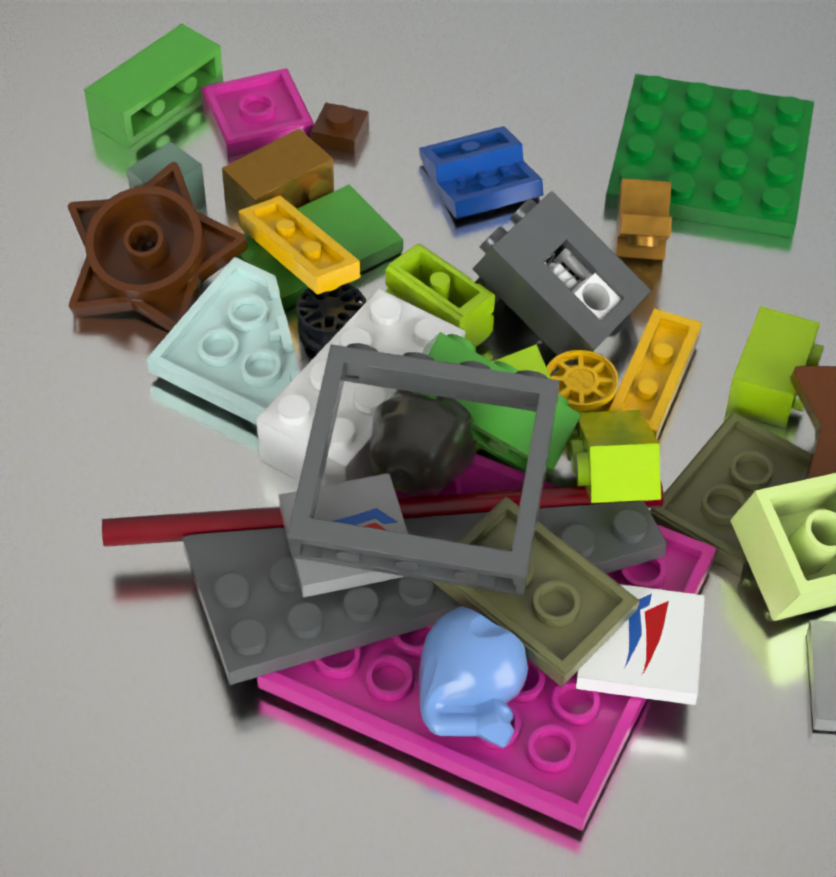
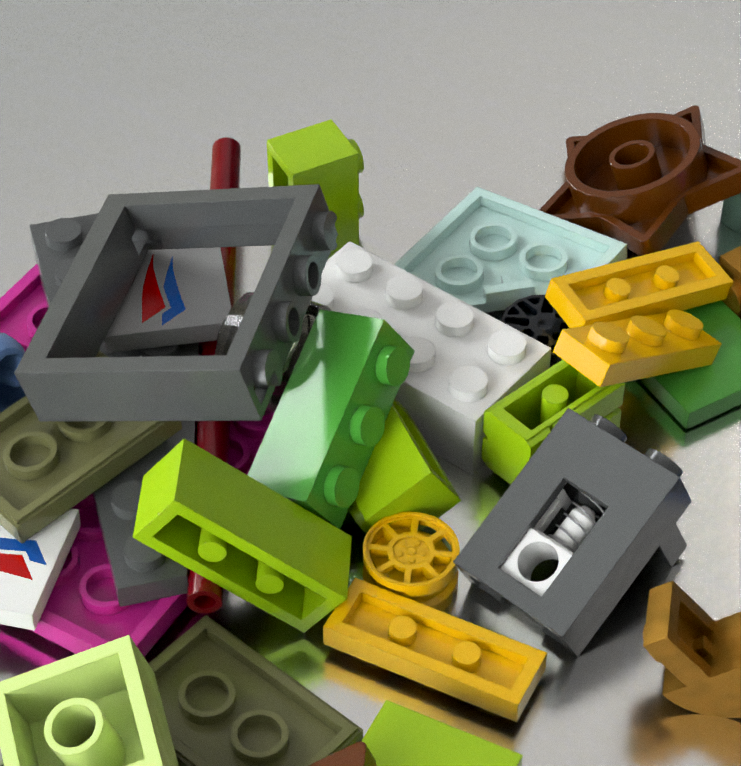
camera: 95 degrees right, 5 degrees down
(178, 453) = (325, 158): none -> lime brick
(383, 238) = (637, 347): none -> yellow plate

